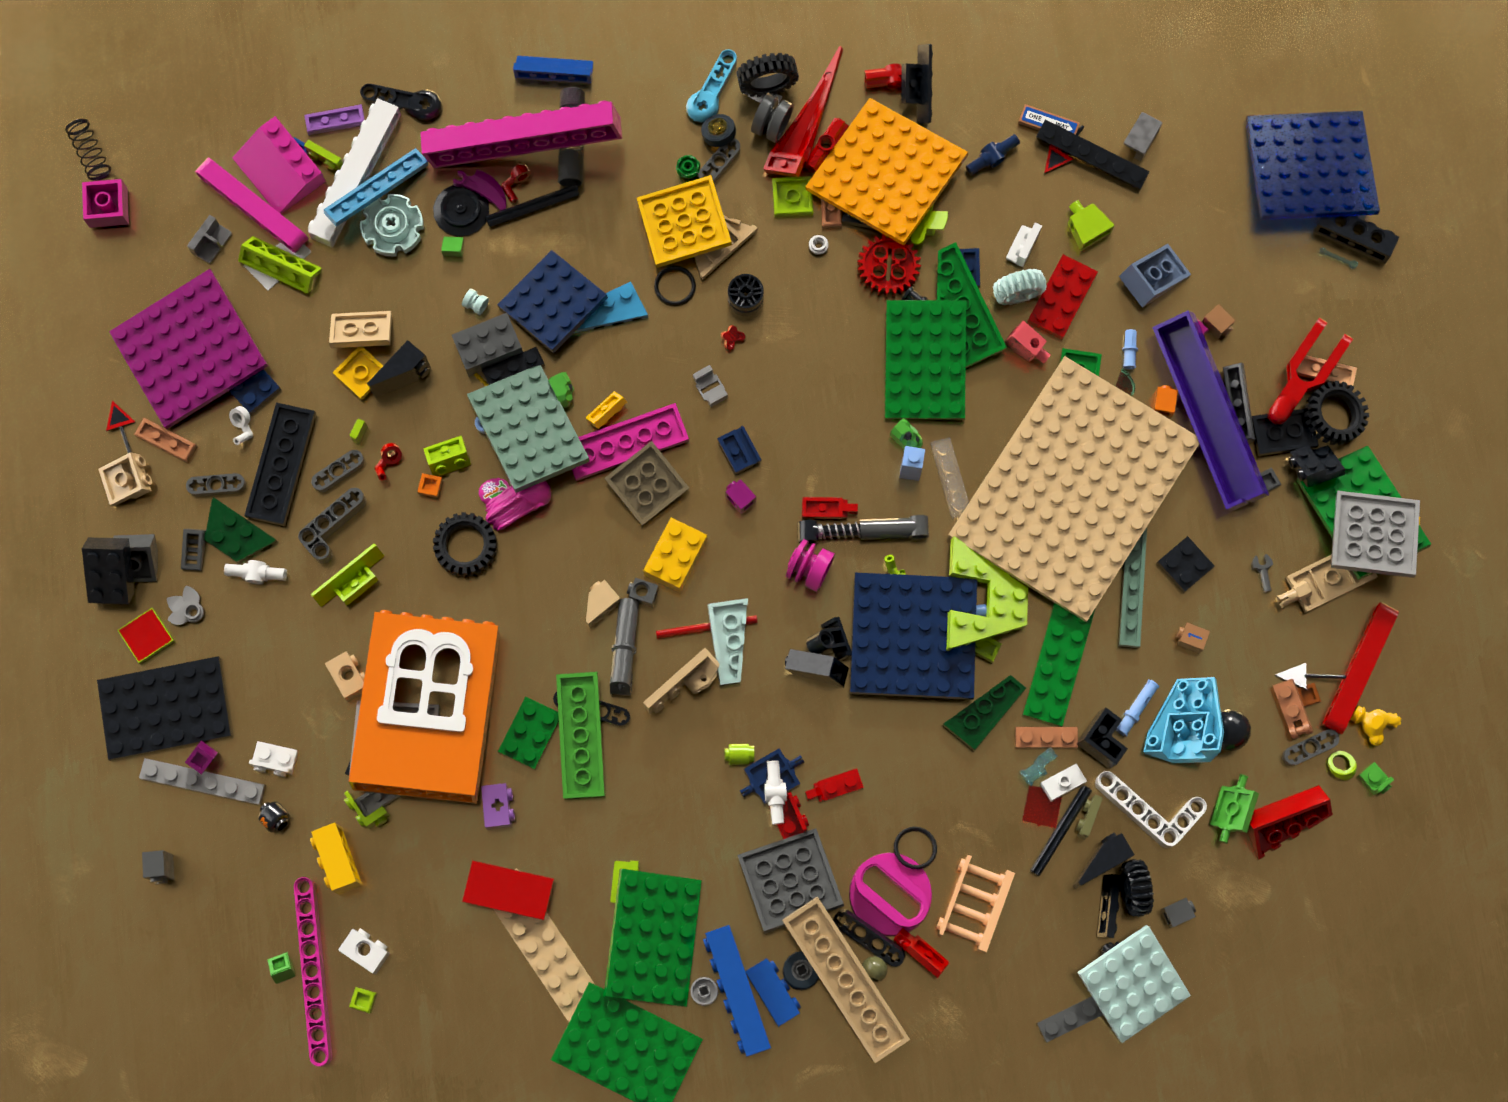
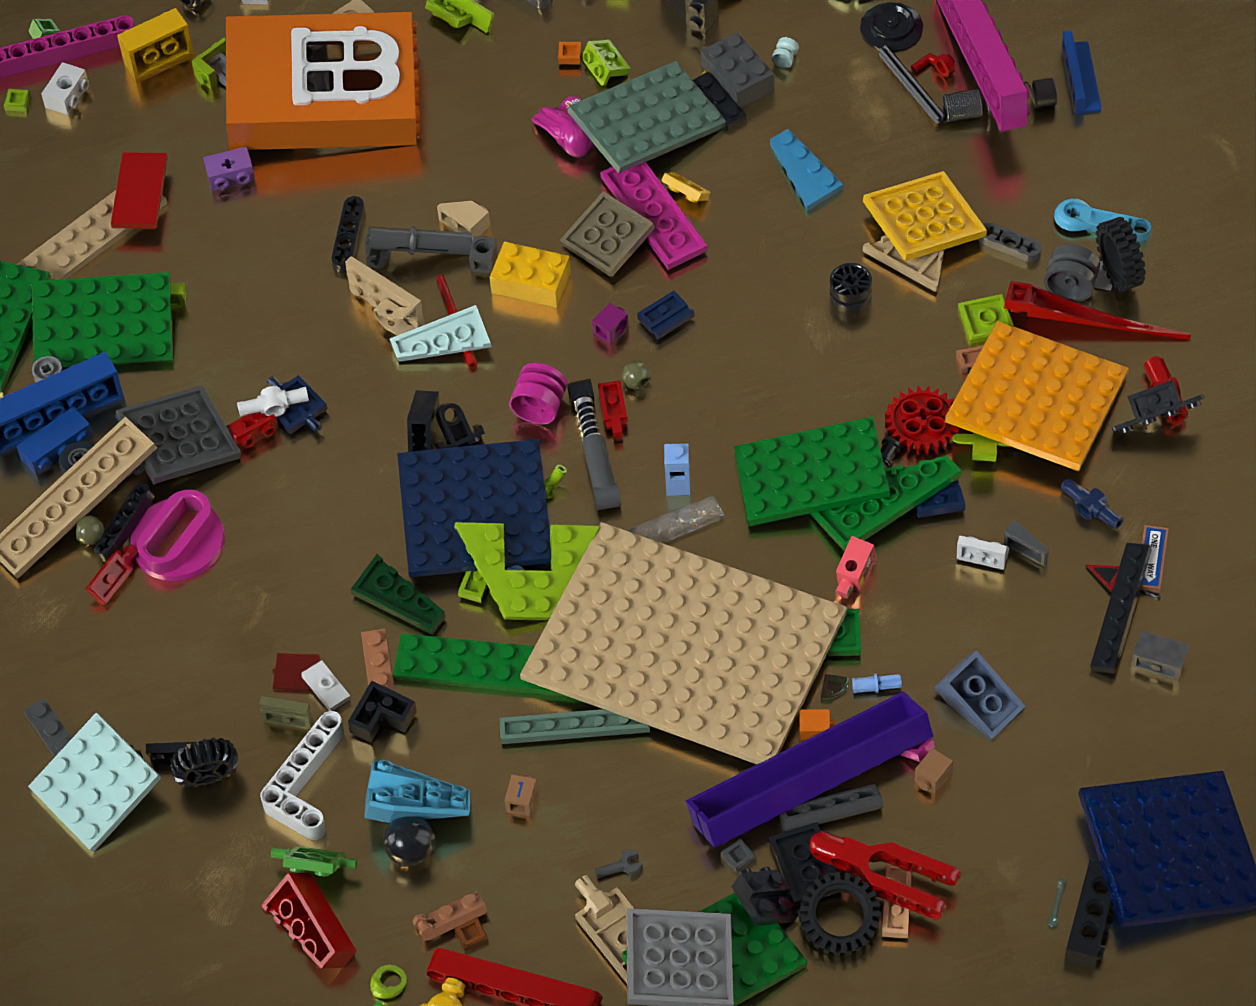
camera: 85 degrees right, 20 degrees down
(386, 459) = (596, 13): red plate -> none
(452, 246) = (845, 24): bright green slope -> none
(465, 521) = (509, 73): black tyre -> none
(483, 185) = (922, 40): magenta piece -> none
(530, 733) = (313, 186): green plate -> none
(552, 301) = (801, 117): dark blue plate -> none
(562, 388) = (701, 143): bright green rock -> none
(580, 735) = (314, 223): bright green plate -> none
(674, 268) = (850, 245): black tyre -> none
(692, 162) = (992, 207): green plate -> none
(703, 379) = (746, 272): light grey piece -> none
(718, 130) = (1046, 232): black wheel -> none
(732, 336) = (799, 286): red piece -> none
(739, 754) = (315, 370): lime brick -> none
(798, 483) = (636, 375): none -> olive piece
(818, 239) = (935, 346): white plate -> none
(831, 137) = (1057, 332): red piece -> none
(835, 786) = (292, 467): red hinge -> none
(906, 435) = (717, 469): bright green rock -> none
(920, 830) = (226, 571): black tyre -> none
(995, 900) = (171, 638): light nougat fence -> none
(1018, 214) = (1024, 543): none -> dark grey slope
(1019, 287) = (923, 547): light aqua gear -> none
(1037, 769) = (340, 657): clear light blue connector -> none
(1060, 830) = (262, 689): black axle -> none
(1062, 297) = (928, 605): red plate -> none
(1088, 224) = (1026, 614): lime torso -> none
(1107, 856) = (238, 727): black slope -> none
(1132, 715) = (418, 746): light blue pin -> none
(1179, 912) = (184, 822): dark grey brick -> none
(1185, 564) = (614, 780): black plate -> none
(1299, 675) = (497, 920): piece -> none
(1321, 736) = (405, 933): dark grey beam -> none

